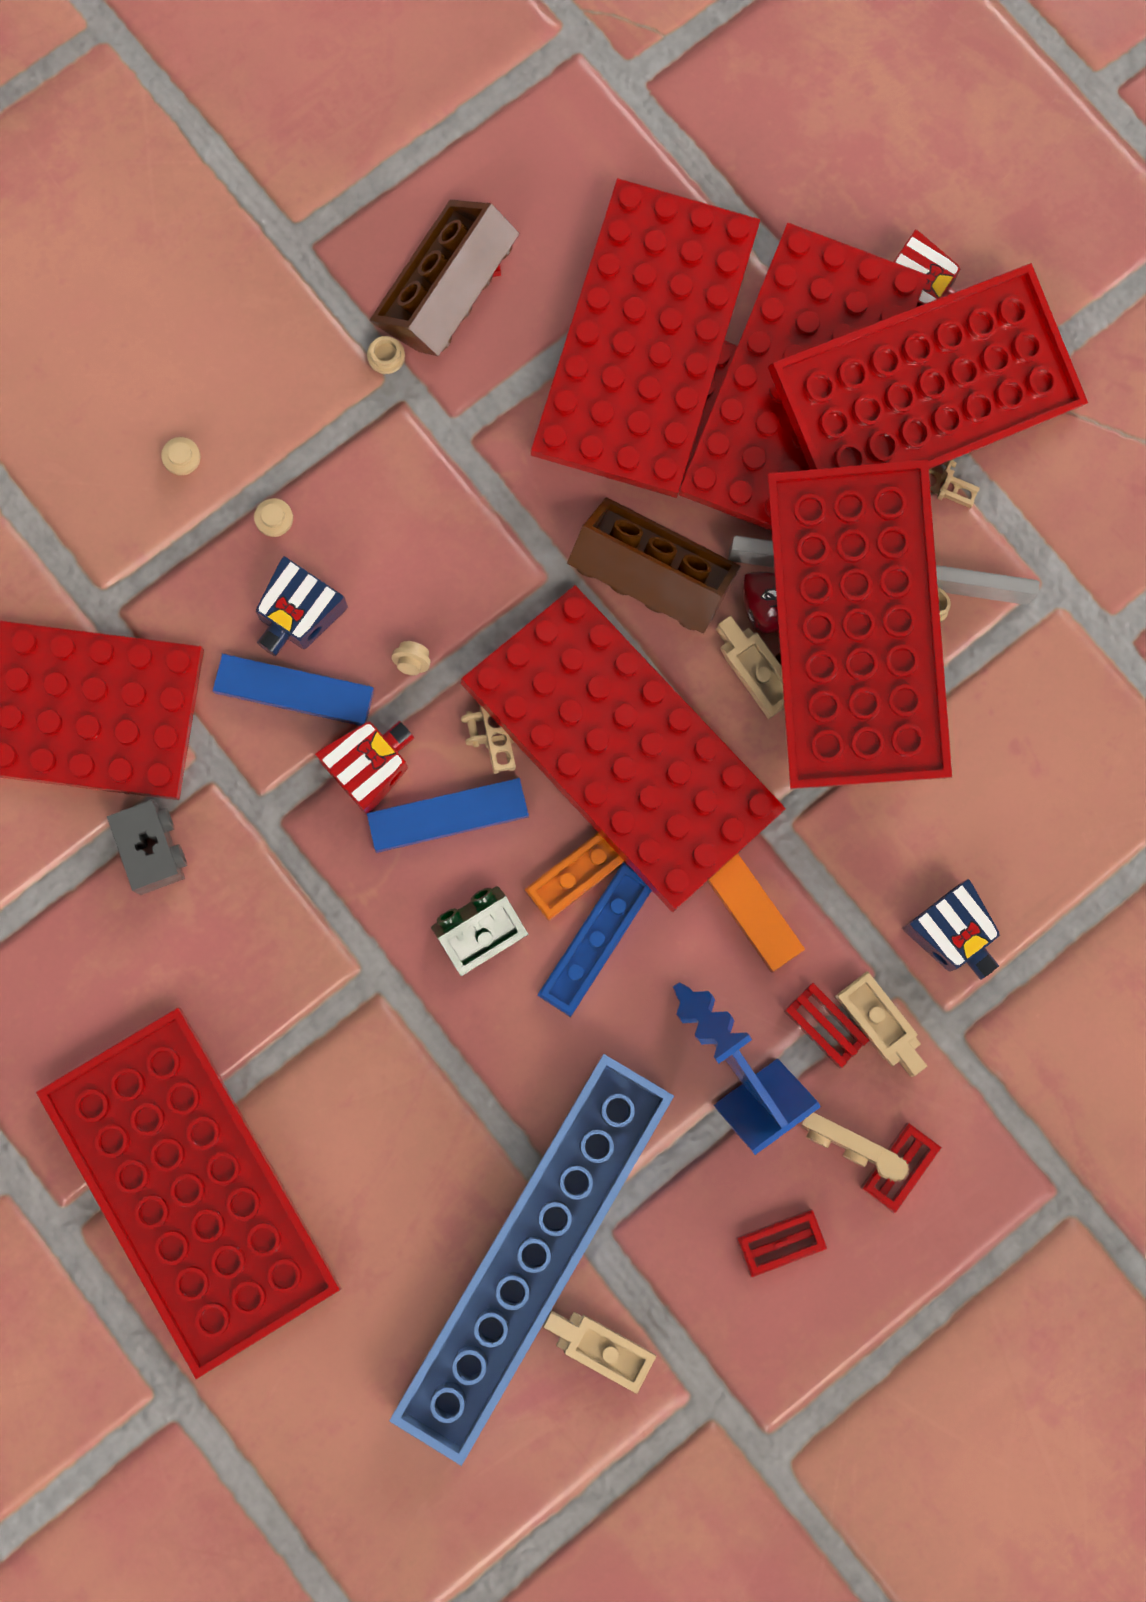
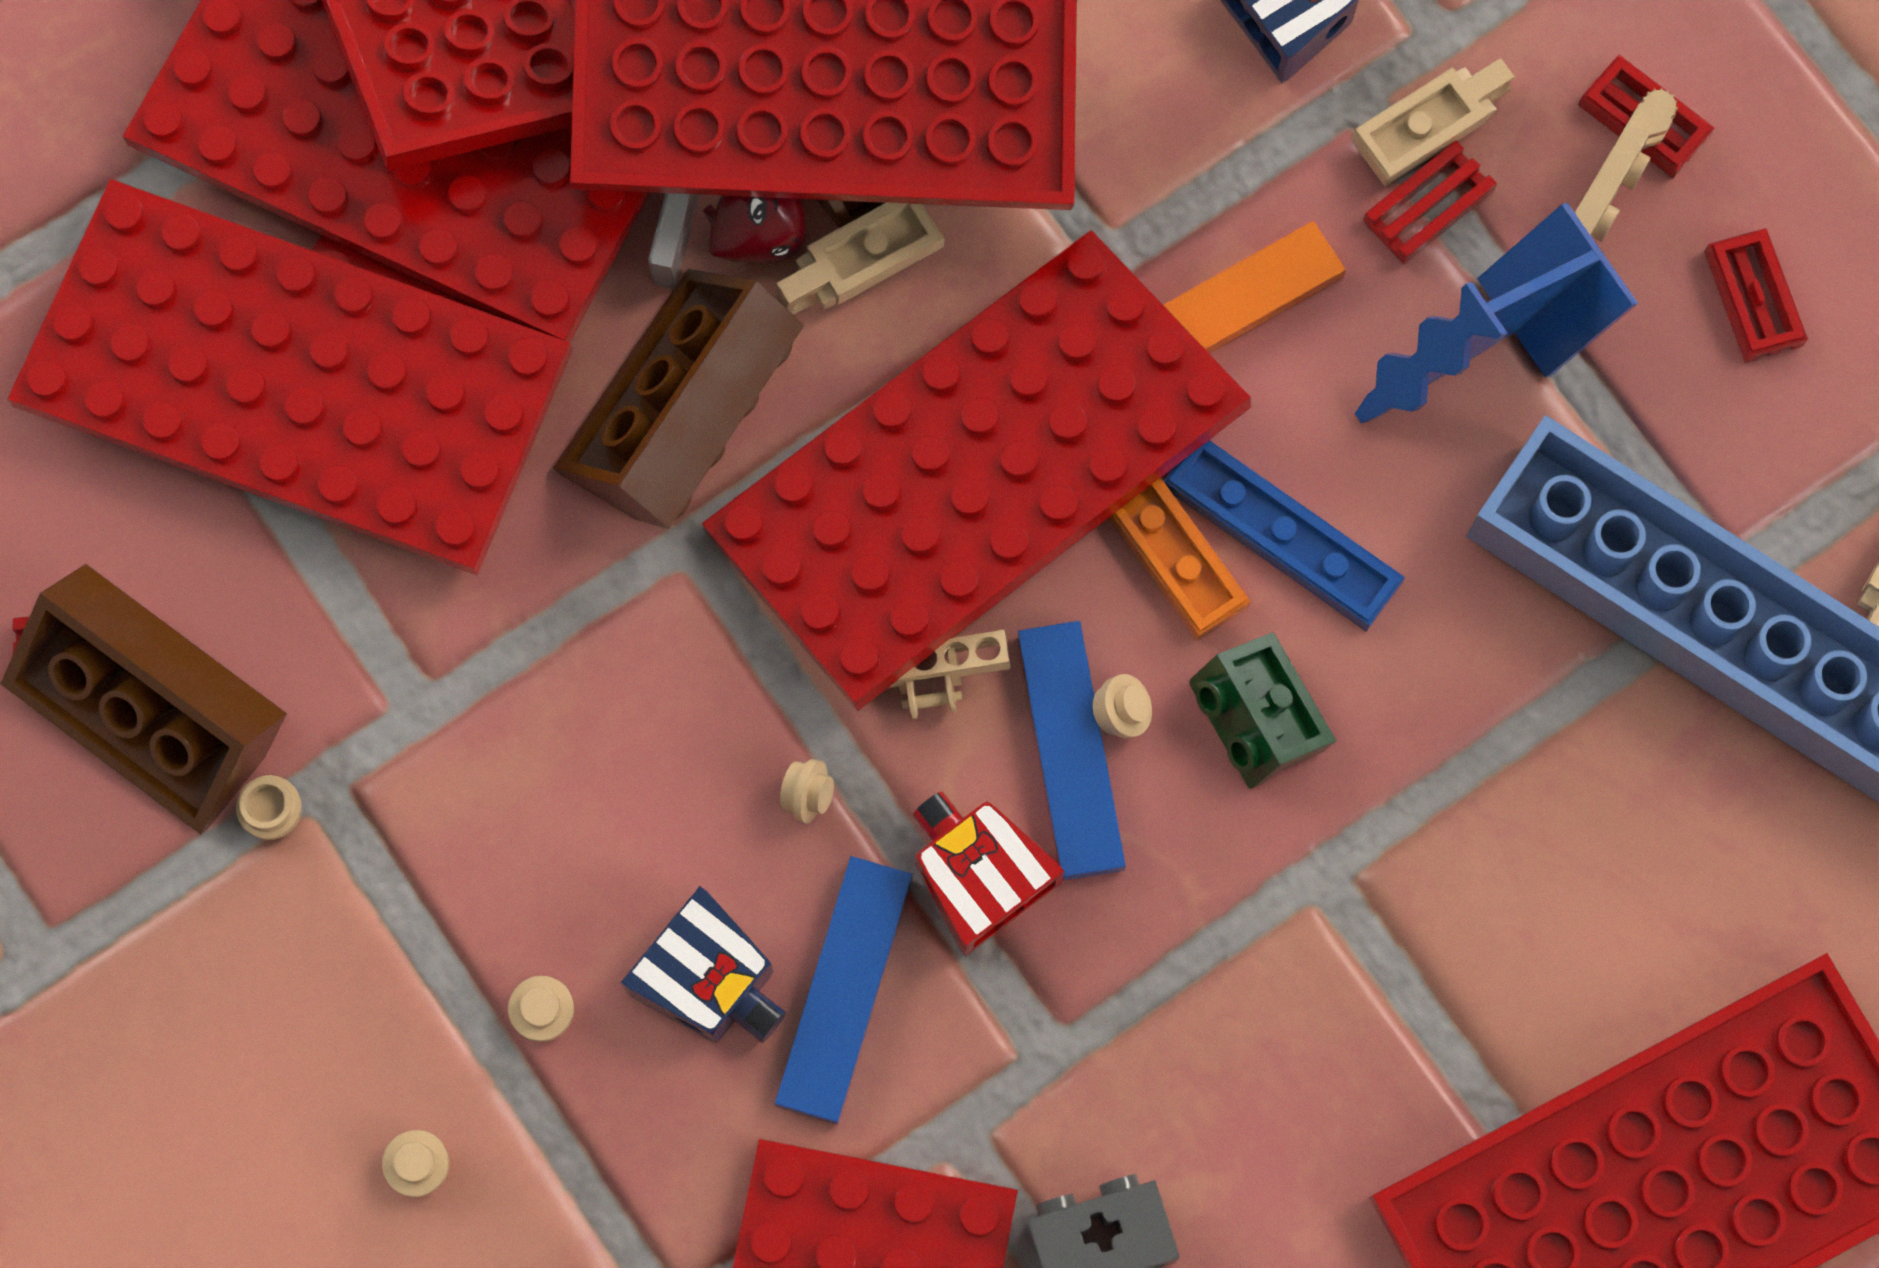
camera: 80 degrees left, 5 degrees down
(474, 844) = (1122, 707): none -> tan plate

